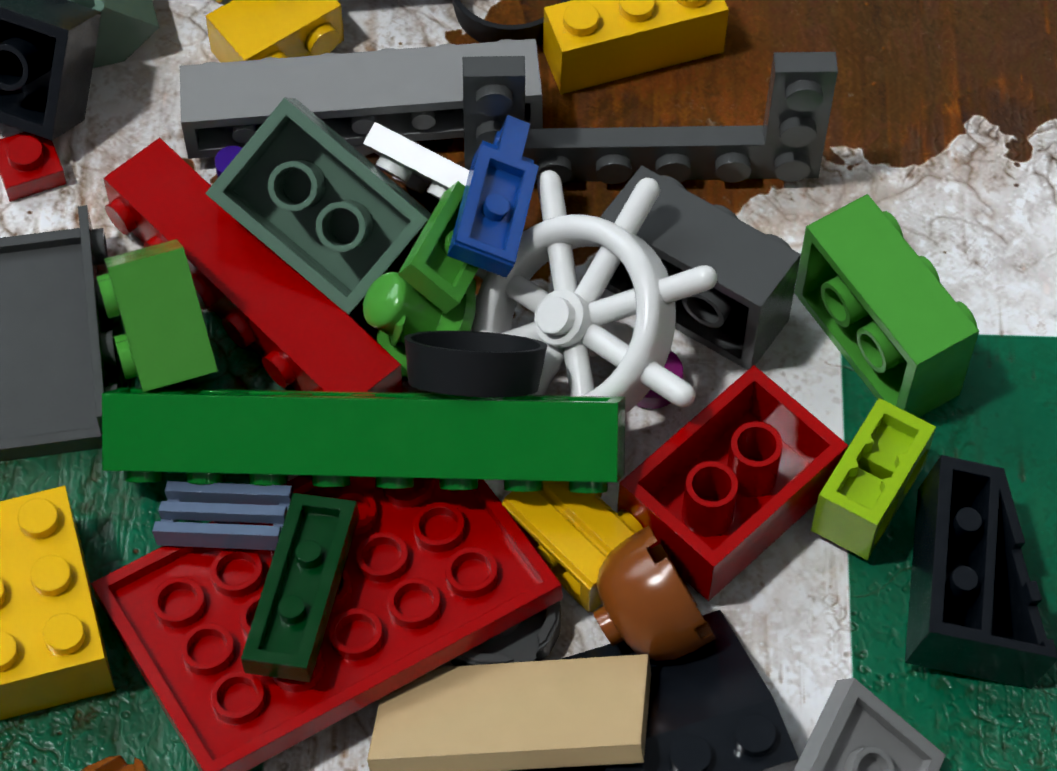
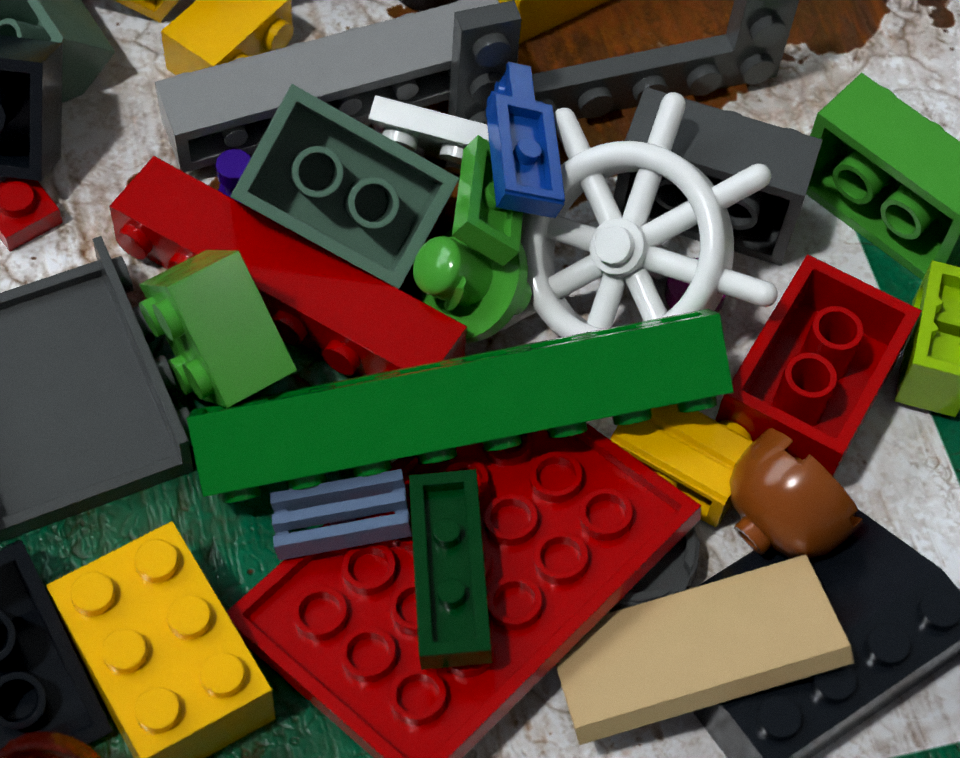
camera: 20 degrees left, 0 degrees up
(474, 363) = (555, 307): black tyre -> none

